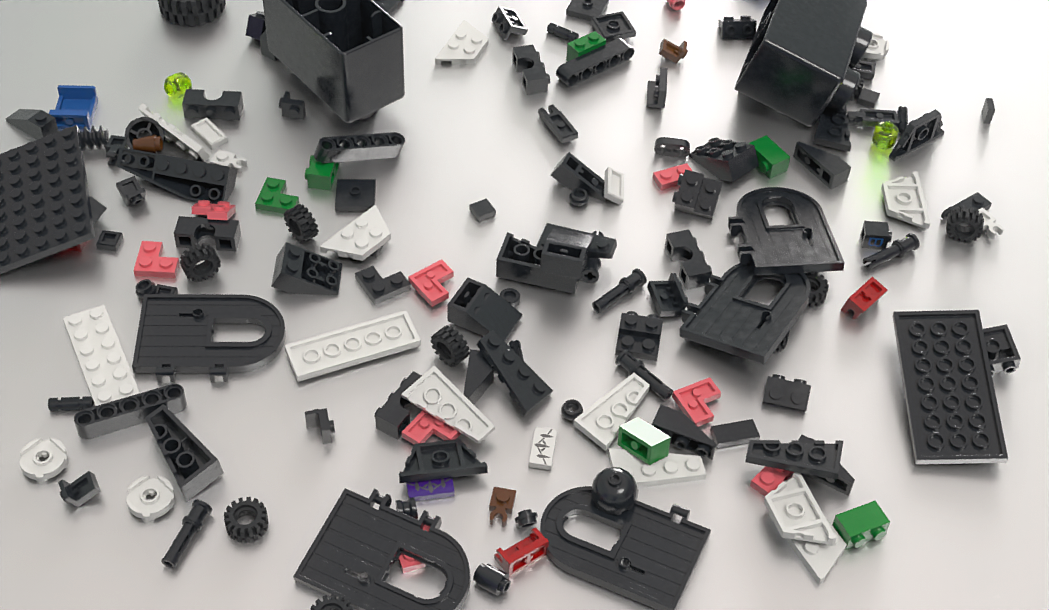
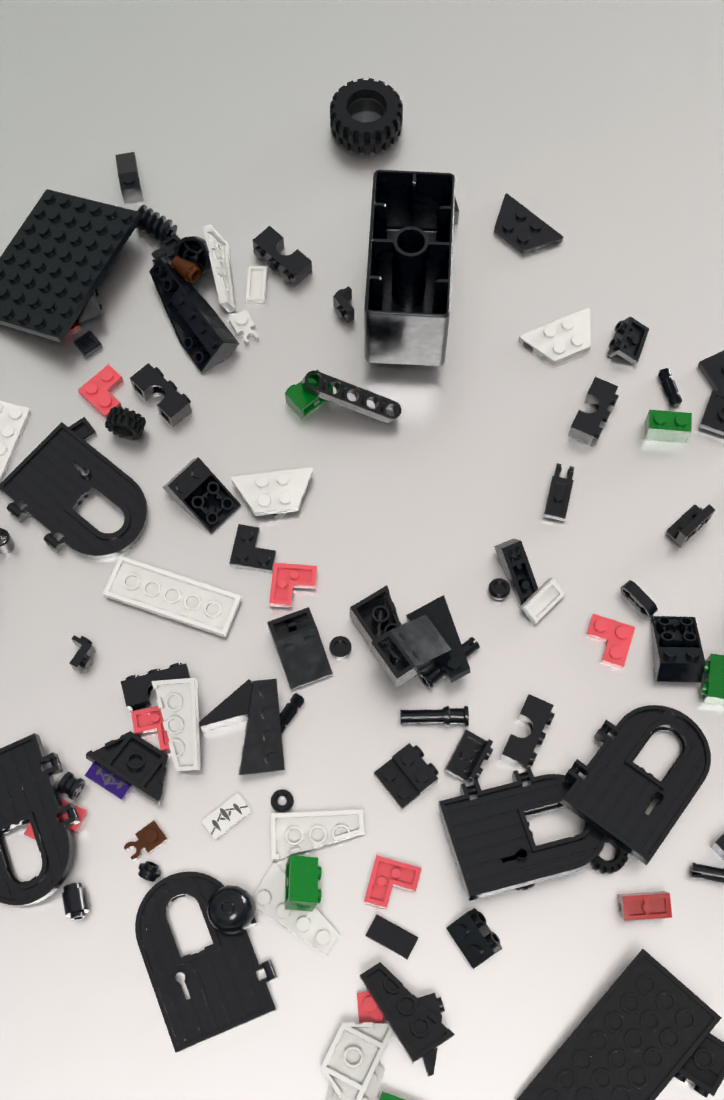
camera: 45 degrees right, 20 degrees up
(75, 106) = (173, 182): blue panel -> none
(131, 191) = (141, 305): black bracket -> none
(145, 287) = (70, 415): black plate -> none
(176, 85) = (272, 213): clear neon green head -> none
(219, 211) = (186, 377): coral plate -> none
(272, 197) = (244, 394): green plate -> none
(301, 223) = (235, 442): black tyre -> none
(355, 194) = (314, 440): black plate -> none
(450, 346) = (238, 661): black tyre -> none
(482, 209) = (404, 537): black tile -> none
(522, 553) = (118, 896): red hinge -> none
(595, 62) = (664, 446): black beam -> none
(636, 366) = (371, 807): black pin -> none
(683, 432) = (343, 891): black slope -> none
(697, 194) = (605, 671): black plate -> none

